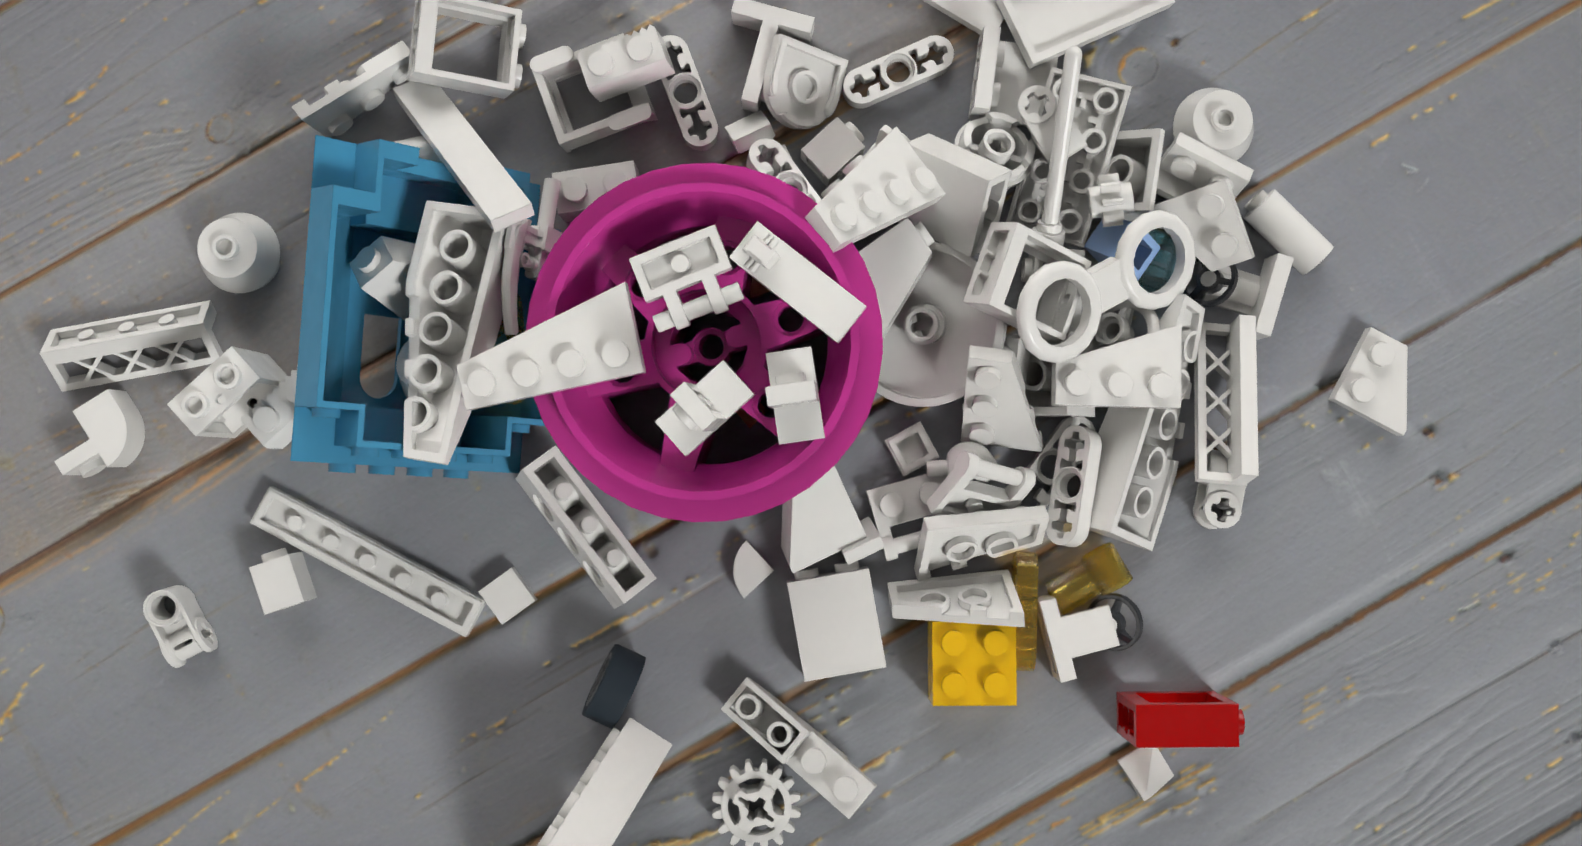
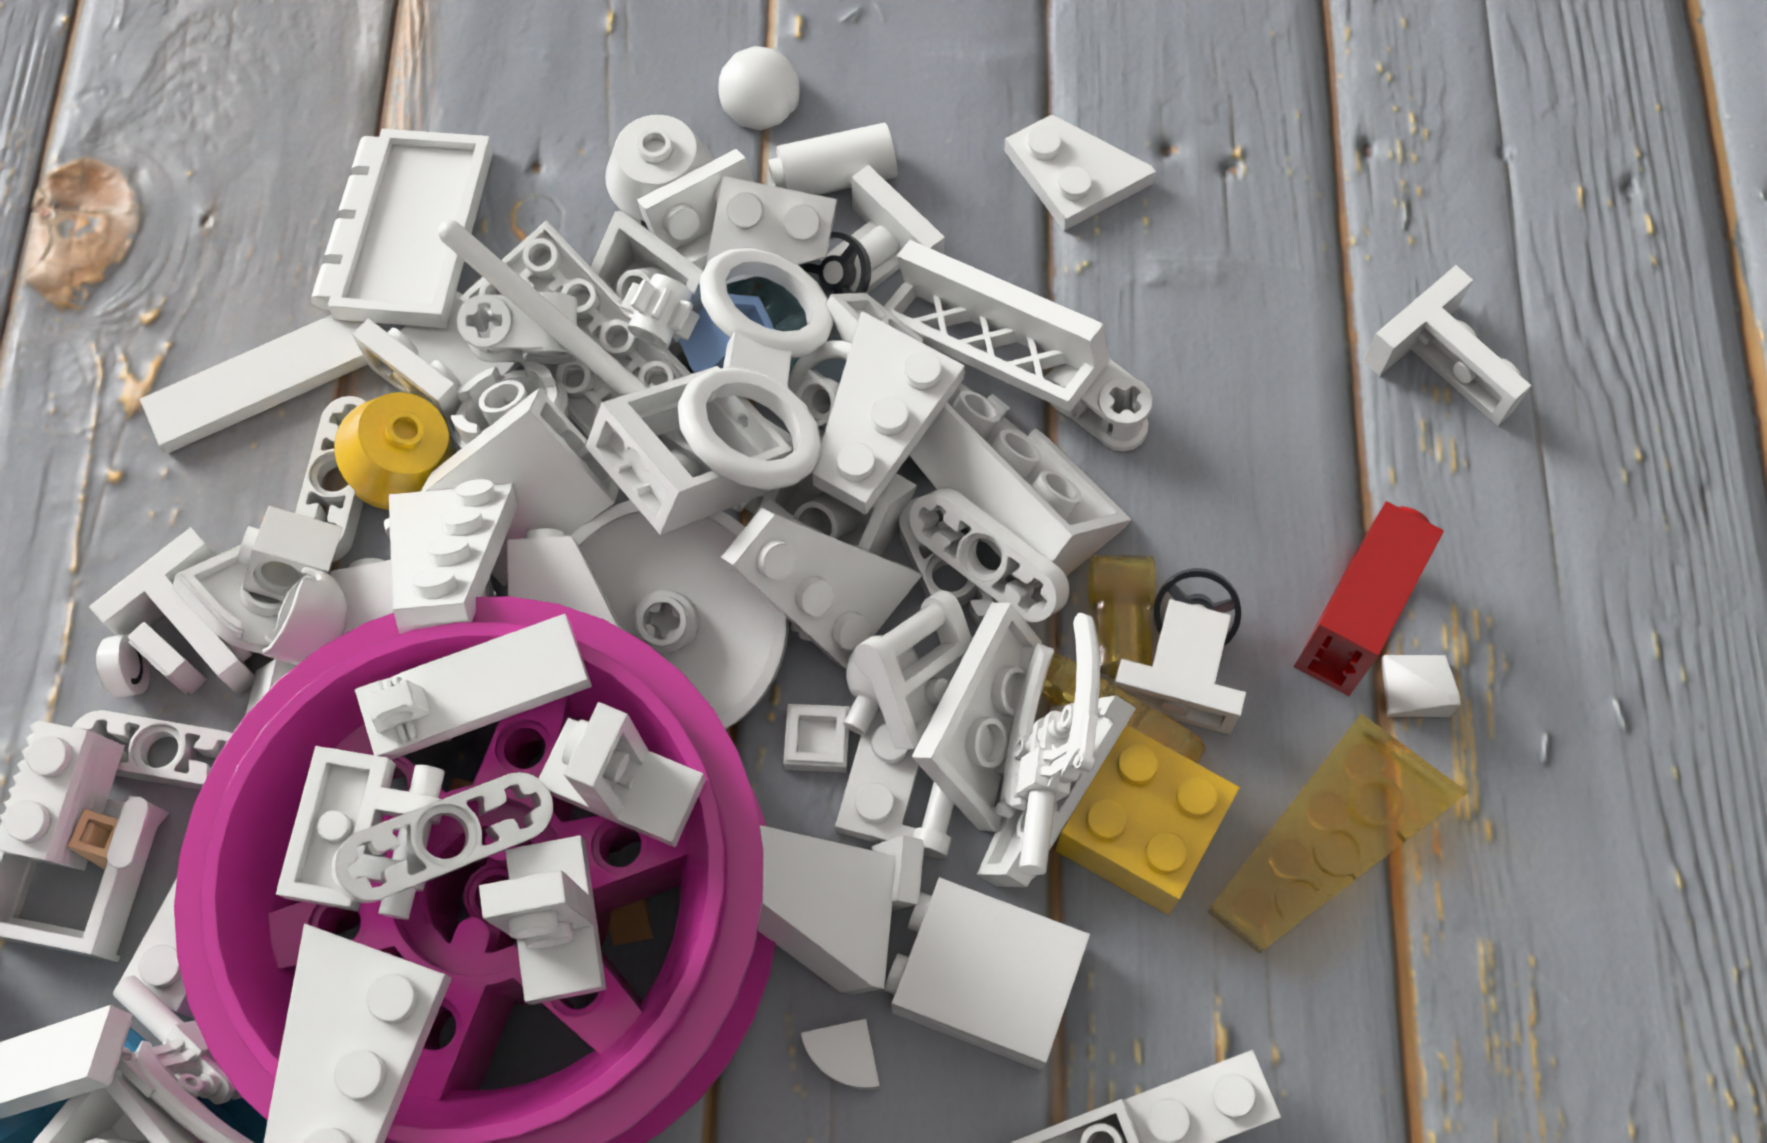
camera: 55 degrees left, 20 degrees down
(617, 99) = (93, 837): none -> light nougat piece
(672, 320) = (381, 839): none -> white beam
(717, 36) = (122, 667): none -> white tile
(735, 57) = (166, 659): none -> white tile
(799, 129) = (308, 618): none -> white hair
(831, 88) = (283, 549): none -> white brick
(932, 97) = (391, 446): none -> yellow cone
(960, 597) = (1038, 754): none -> white bar
(1037, 767) = (1339, 826): none -> clear yellow wing
(1314, 147) = (758, 88): none -> white hair
(1381, 685) = (1450, 349): none -> white bracket

